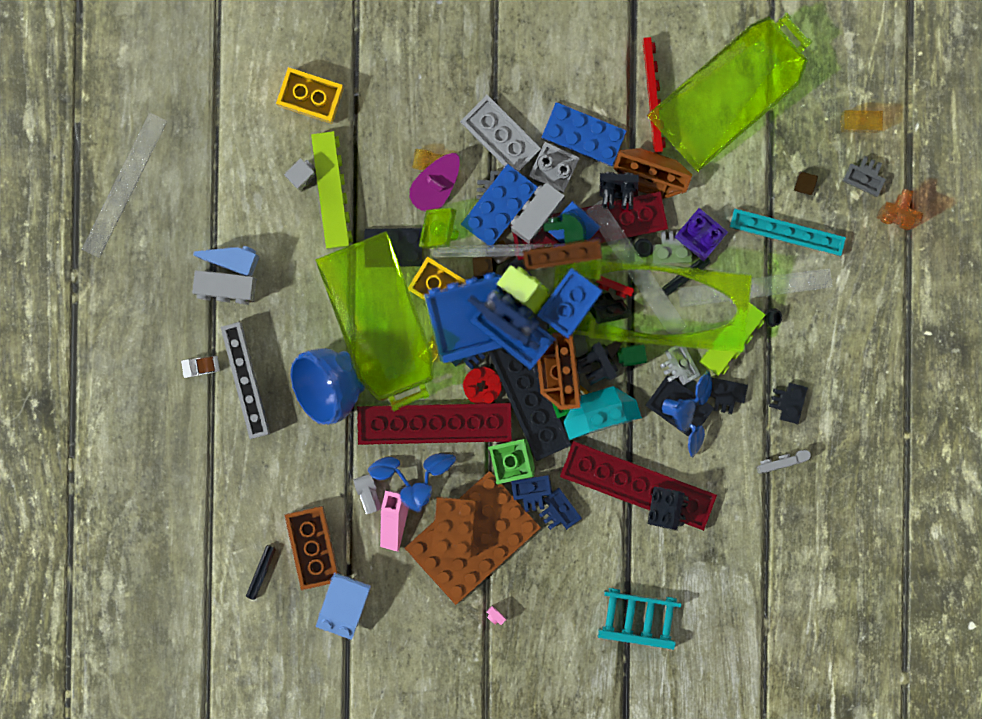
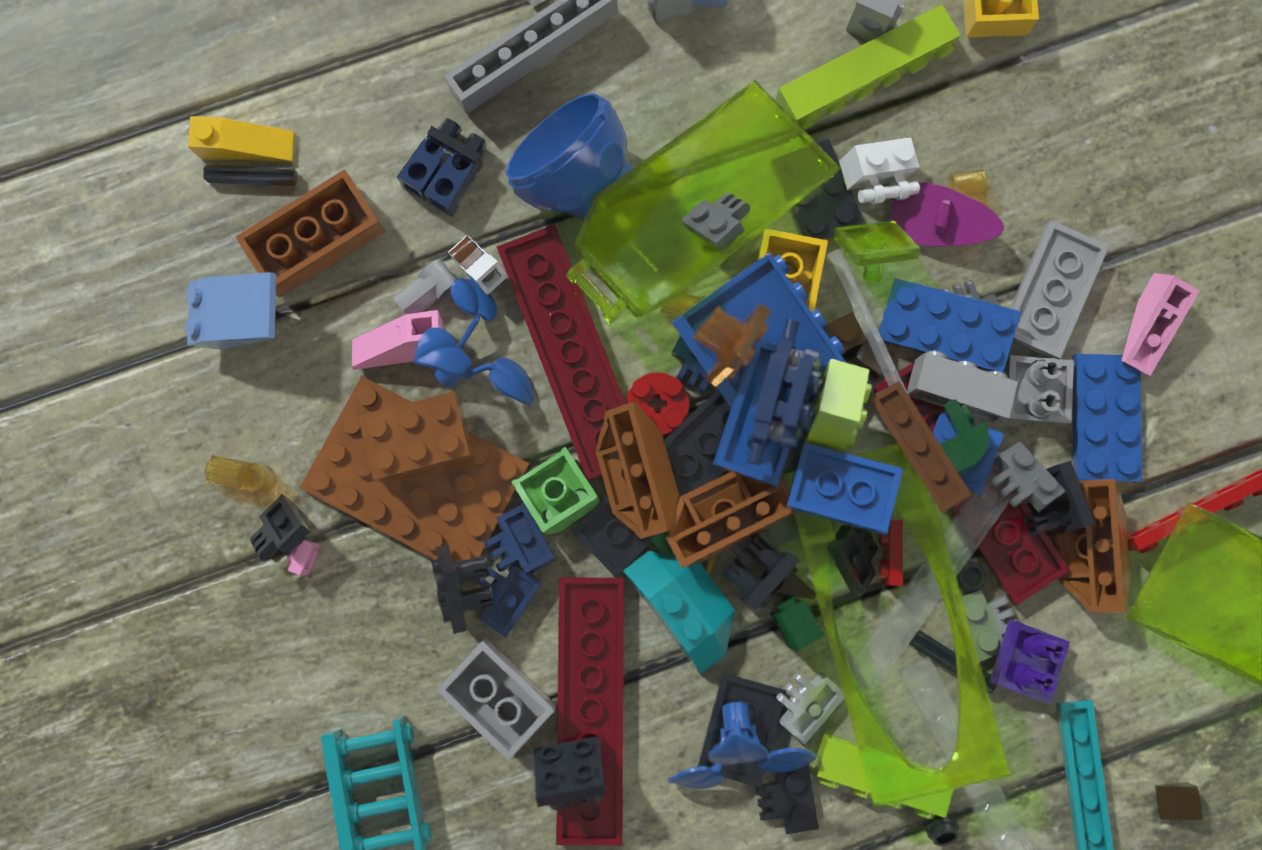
camera: 70 degrees right, 5 degrees down
(239, 569) = (239, 141): none -> yellow slope
(292, 455) = (443, 166): none -> dark blue hips
(364, 459) = (477, 264): none -> white leg
(391, 208) = (881, 164): none -> white brick
(392, 313) = (719, 222): none -> dark grey hinge
(435, 637) = (239, 474): none -> clear yellow piece
(468, 335) = (731, 340): none -> clear orange plate
(476, 623) = (281, 529): none -> black hinge
(518, 412) = (637, 471): none -> dark orange wedge
(540, 87) = (1157, 320): none -> bright pink slope
(547, 539) = (451, 599): none -> black plate
(600, 201) = (1026, 478): none -> dark grey hinge
(613, 534) = (497, 698): none -> light grey brick

